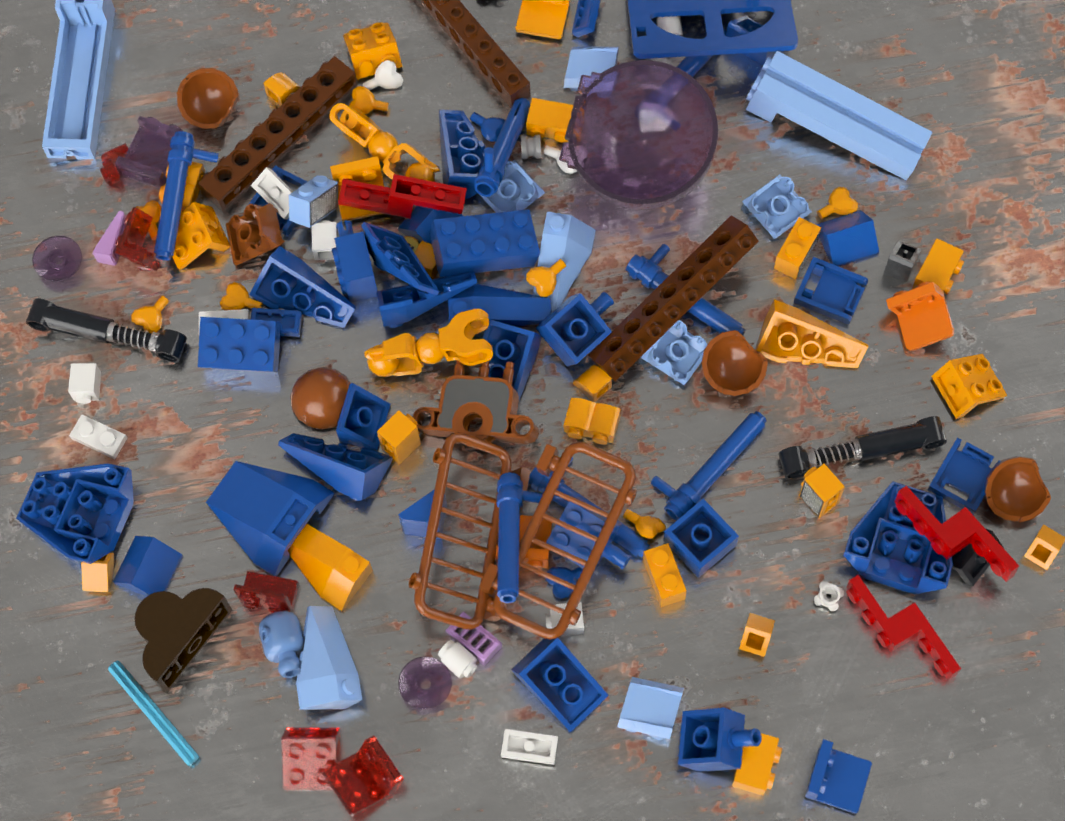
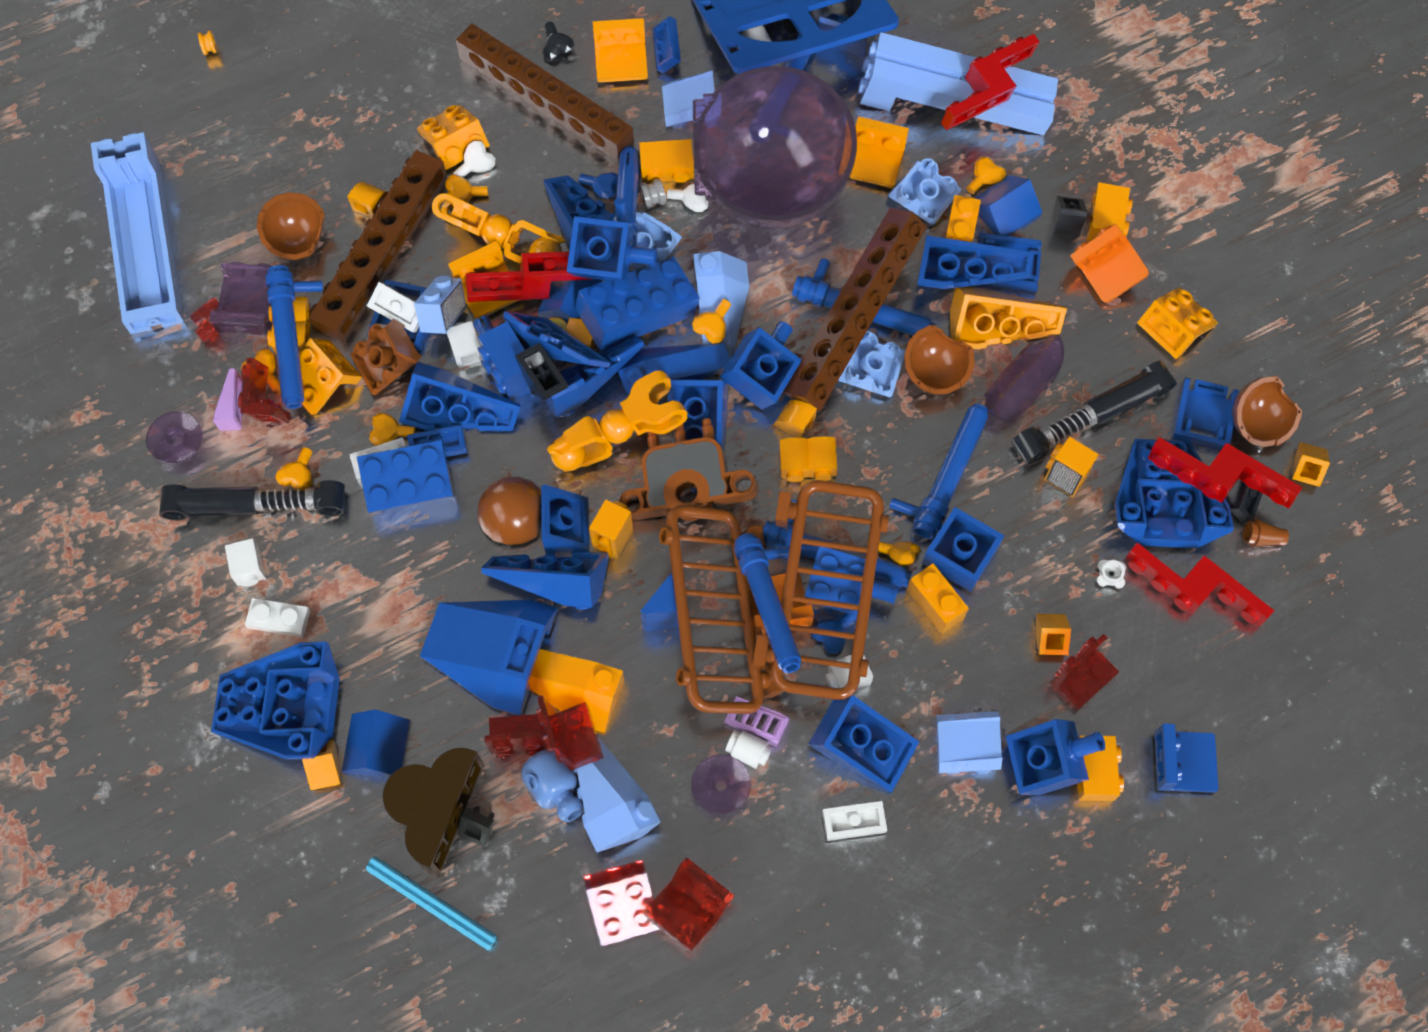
camera: 20 degrees left, 0 degrees up
(208, 659) = (476, 826): none -> pearl dark grey tile
(307, 603) = (570, 734): none -> clear red bracket
(377, 284) = (540, 372): none -> black slope
(464, 190) = (605, 250): none -> blue brick
(743, 159) = (878, 151): none -> light orange bracket
(773, 677) = (1084, 674): none -> clear red bracket
(785, 282) = (961, 264): none -> blue wedge
(809, 401) = (1025, 378): none -> clear purple brick
(863, 120) = (989, 81): none -> red bracket
(978, 598) = (1260, 533): none -> dark orange cone

